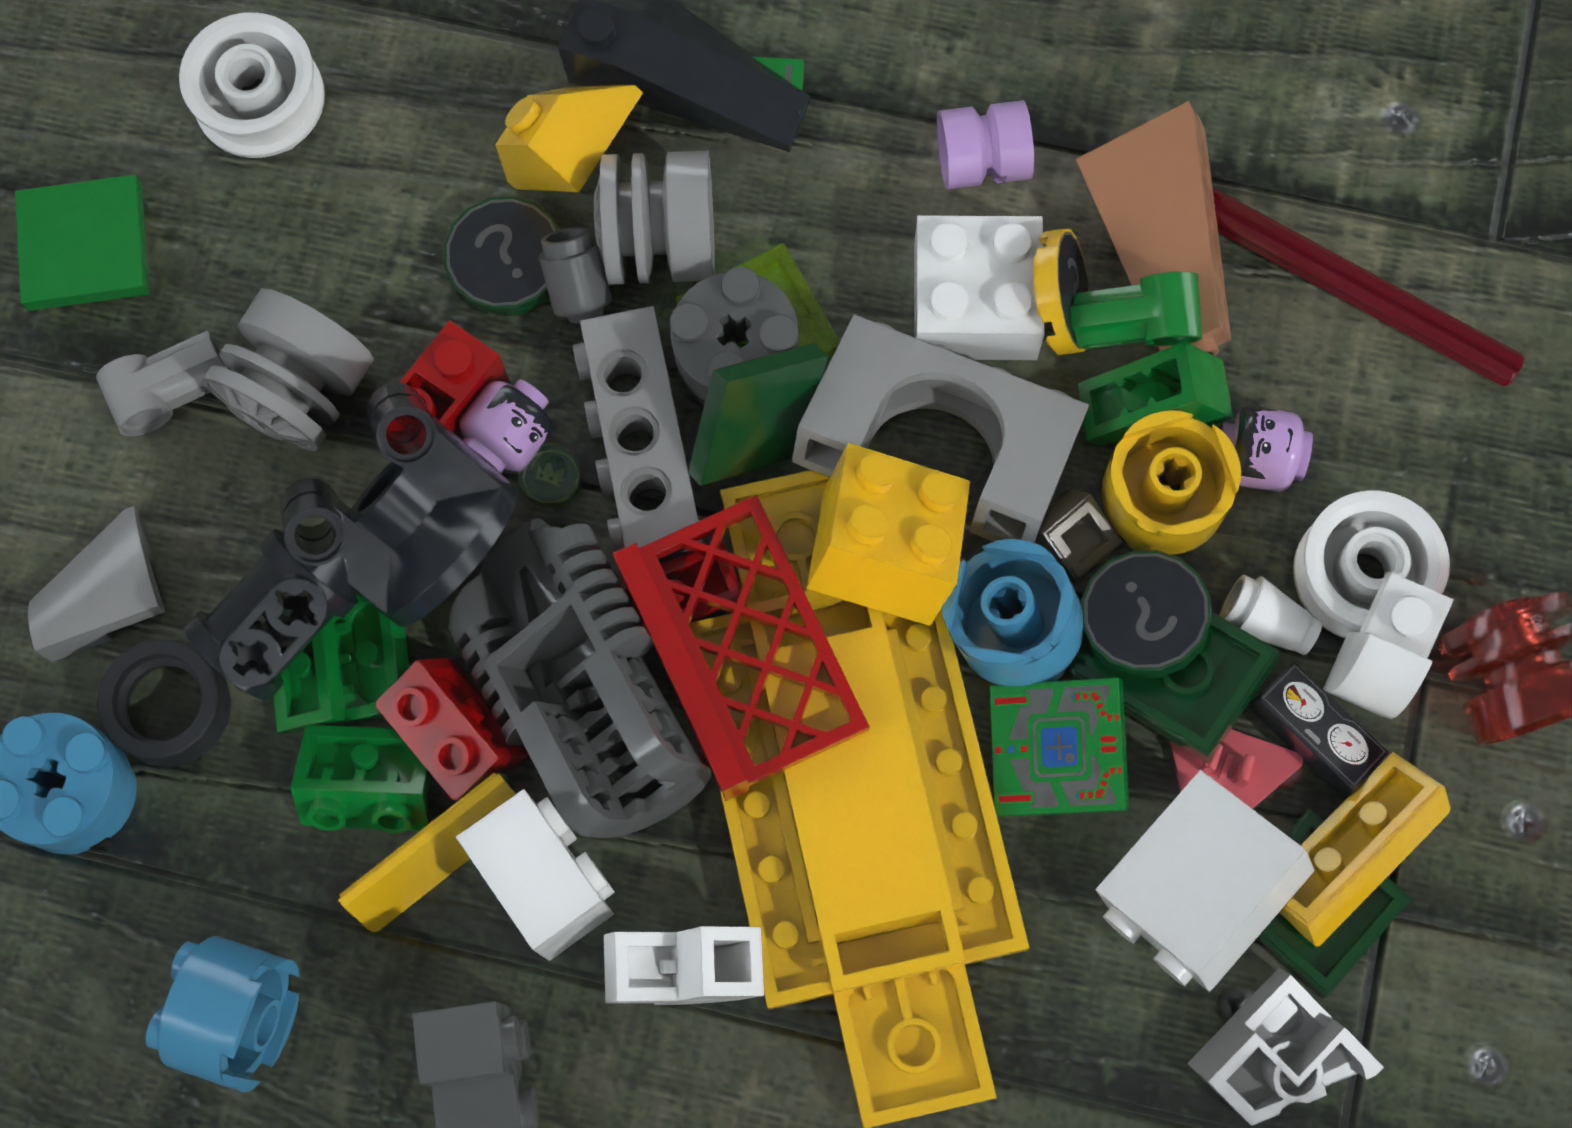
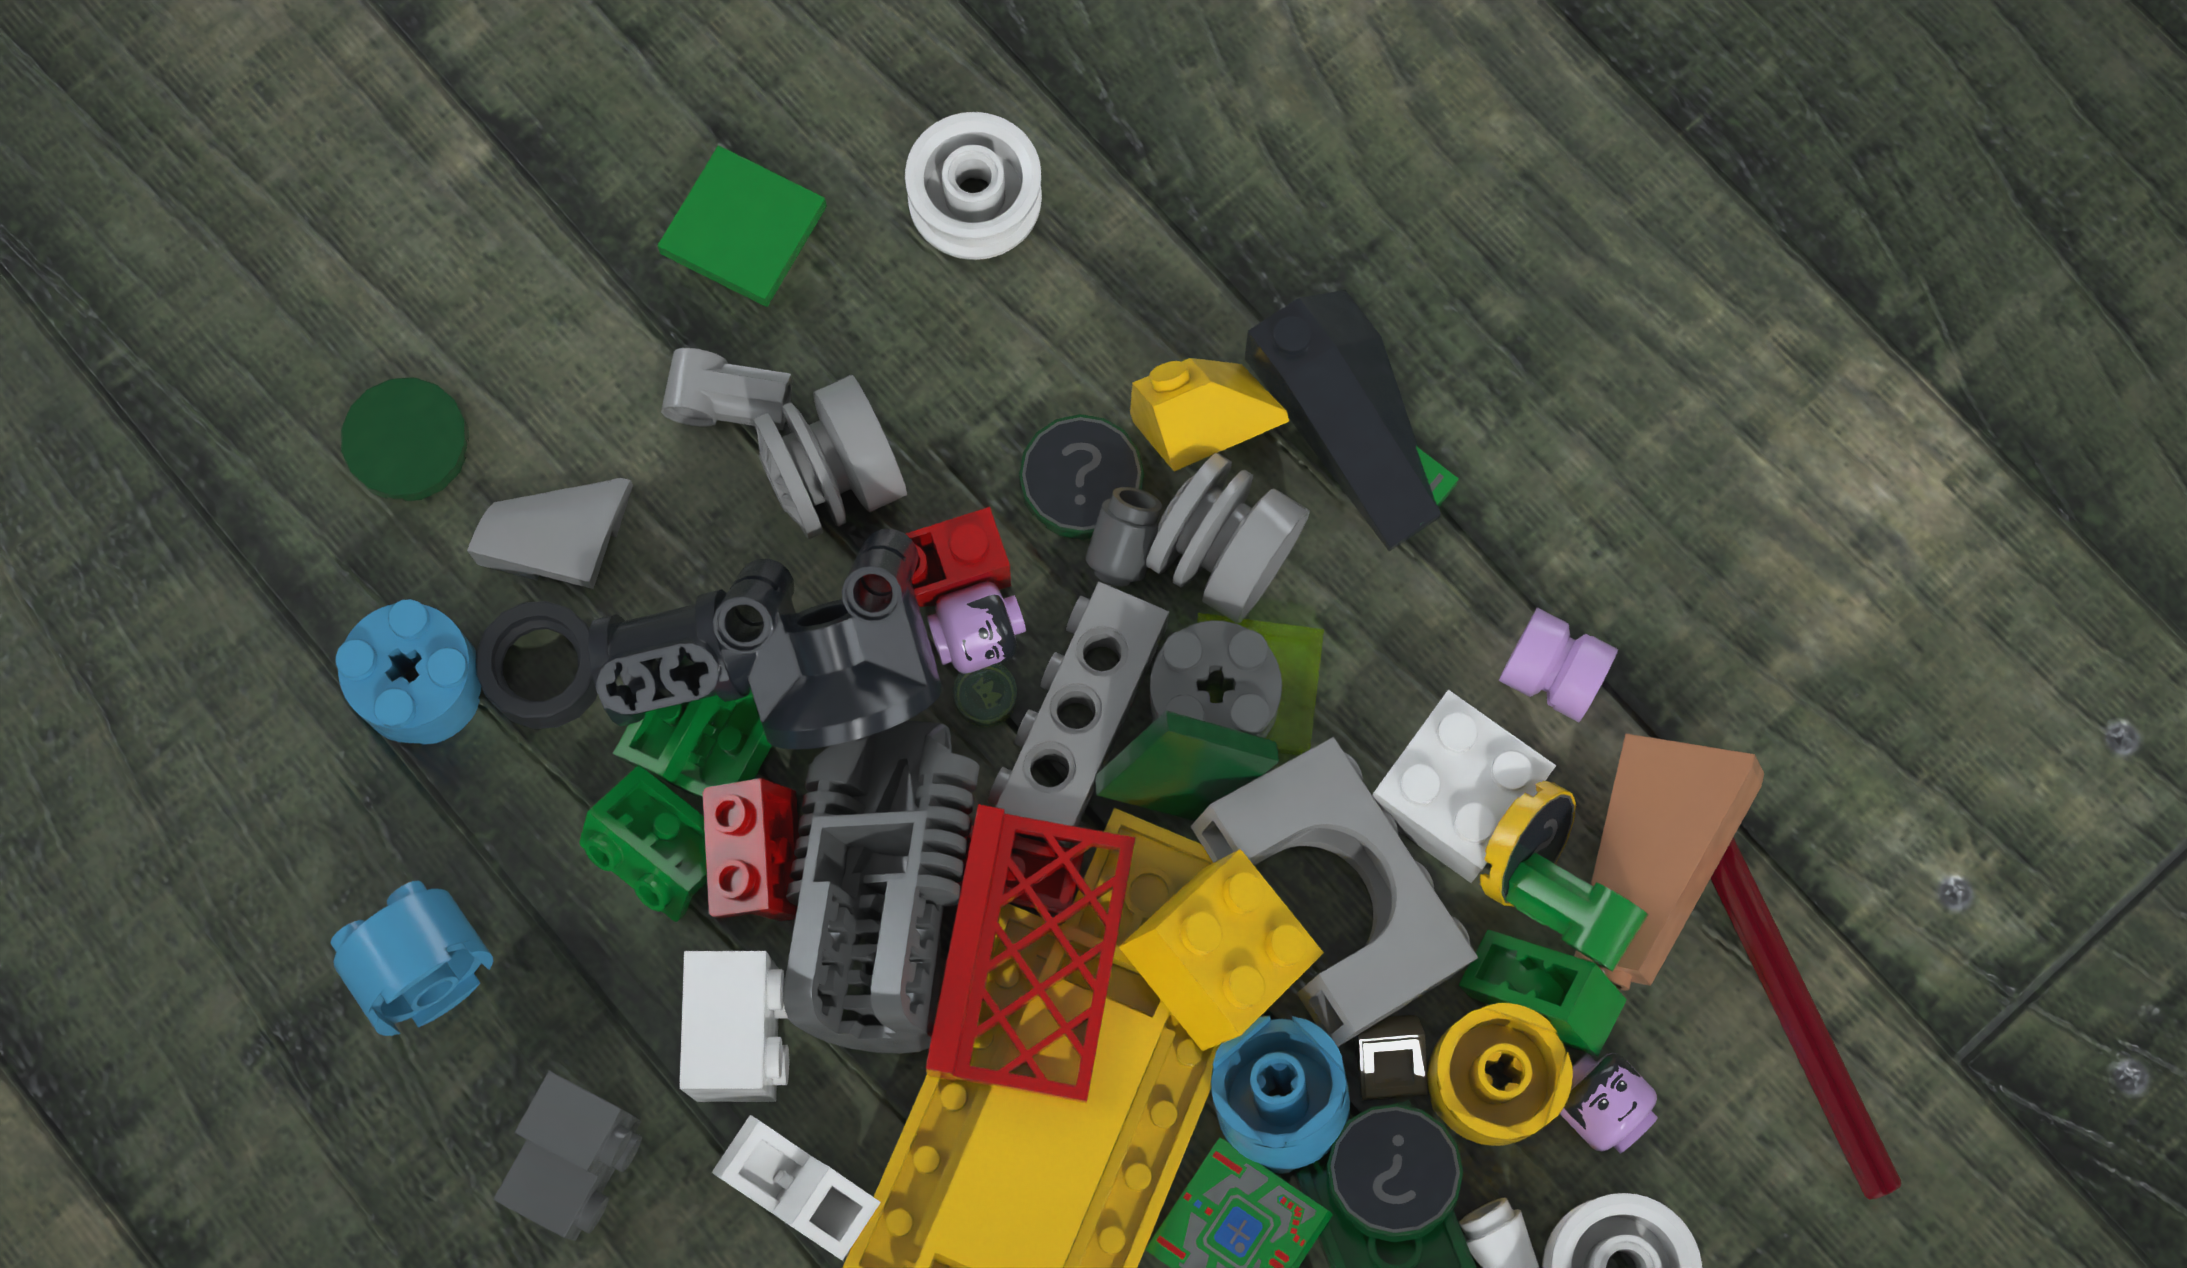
camera: 30 degrees right, 0 degrees up
(422, 859) = (657, 944): yellow slope -> none

